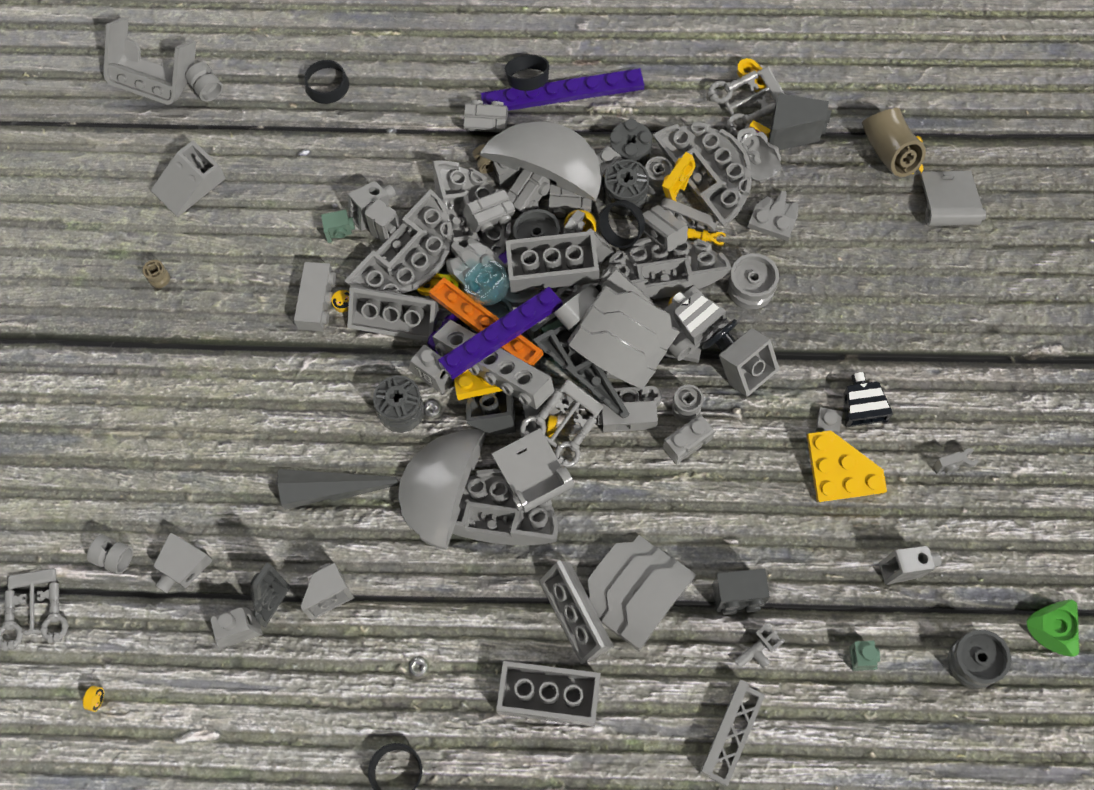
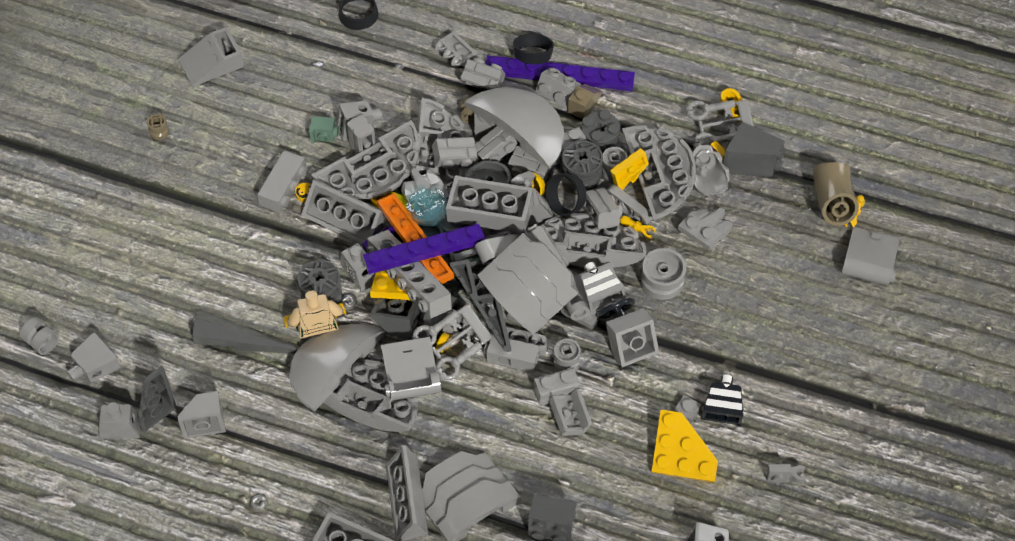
camera: 15 degrees right, 10 degrees down
(406, 440) = (314, 315): none -> tan torso
(446, 95) = (456, 48): none -> light grey plate
(567, 107) = (556, 86): none -> light grey bracket
(599, 115) = (583, 100): none -> dark tan slope
(713, 464) = (571, 413): none -> light grey bracket

